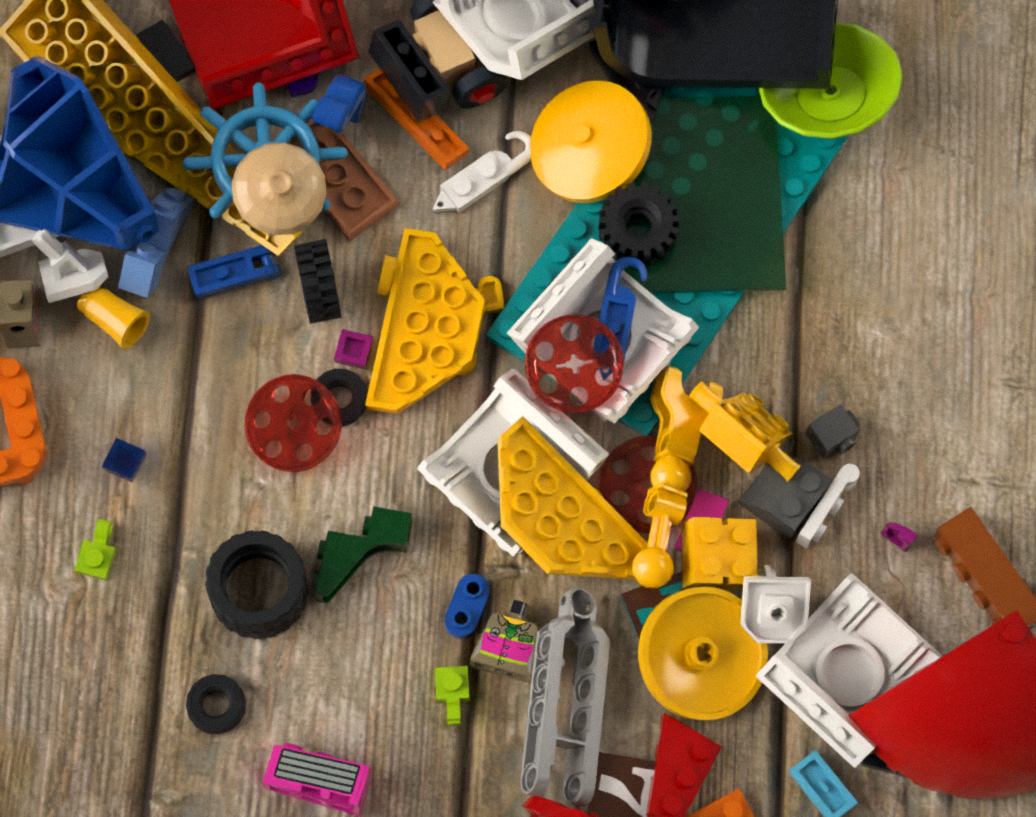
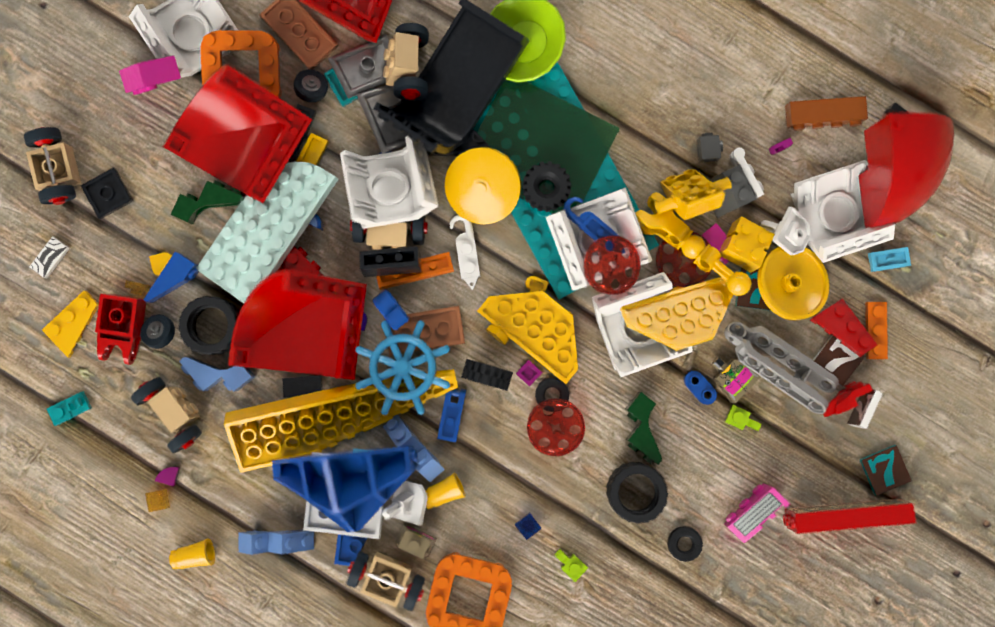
camera: 60 degrees left, 15 degrees up
(279, 188) = (427, 370): tan hat -> none

